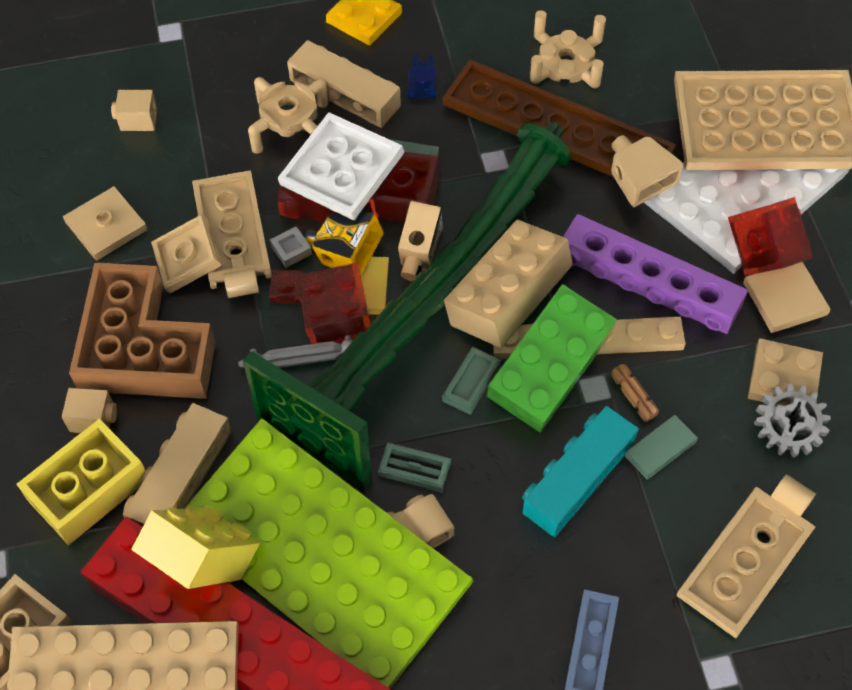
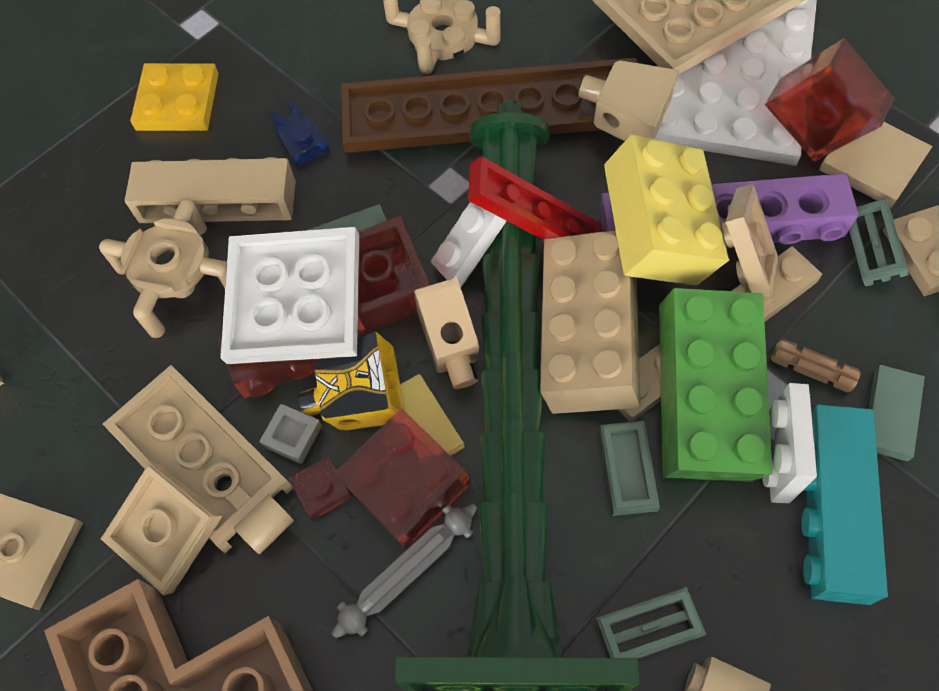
camera: 30 degrees left, 5 degrees up
(470, 197) = (467, 243): none -> white plate
(516, 190) = (524, 203): none -> red plate
(566, 418) = (791, 444): none -> white plate
(595, 239) = (664, 211): none -> light yellow brick
(640, 289) = (752, 240): none -> tan plate
(744, 346) = (883, 271): none -> sand green tile

